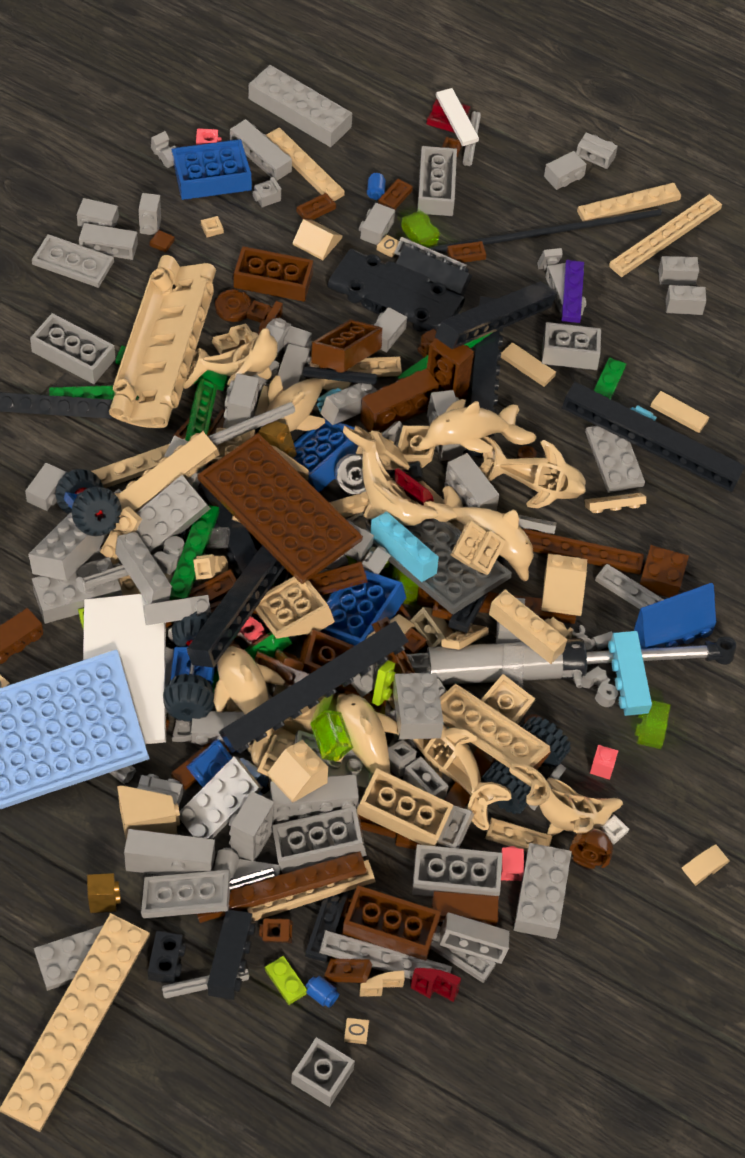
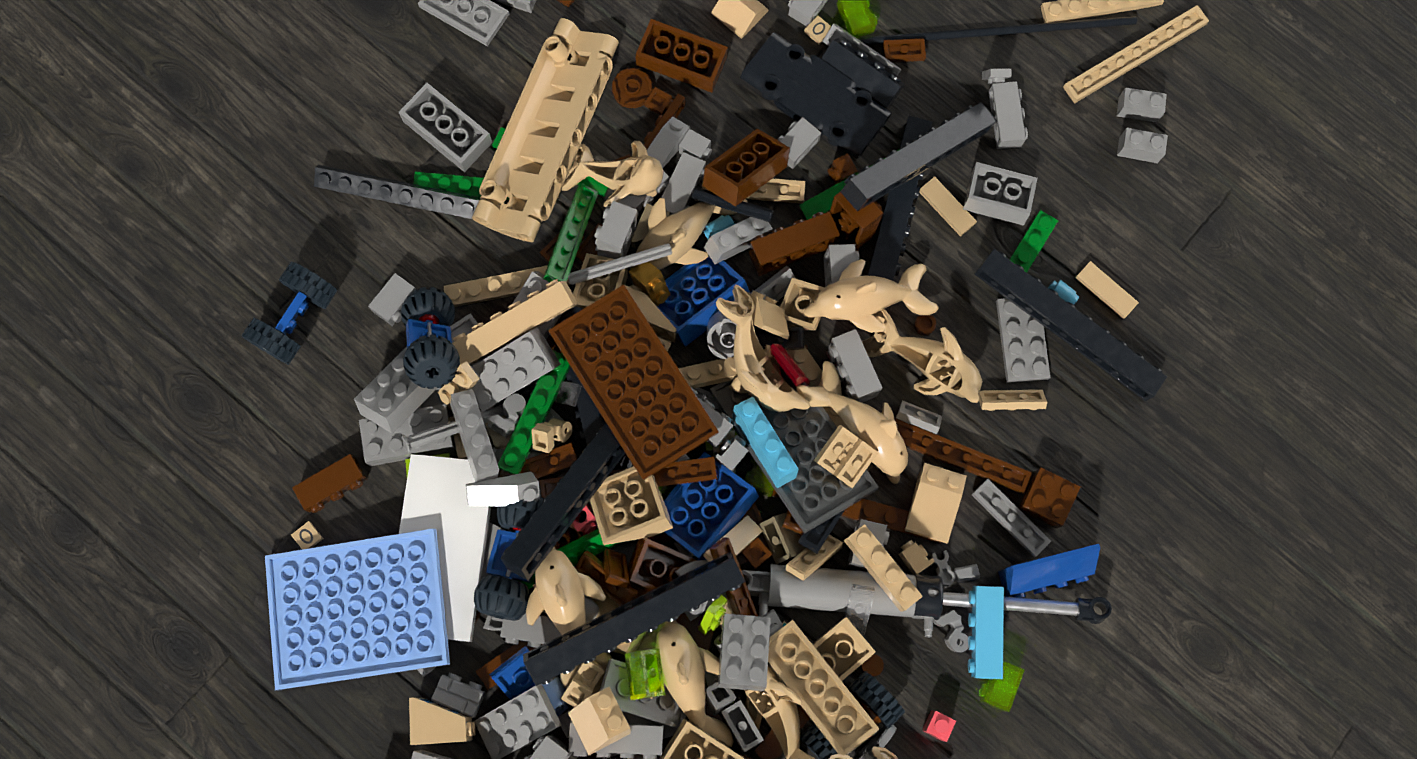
camera: 10 degrees right, 20 degrees up
(231, 340) = (625, 133): tan slope -> none
(572, 291) = (1014, 122): dark purple plate -> none

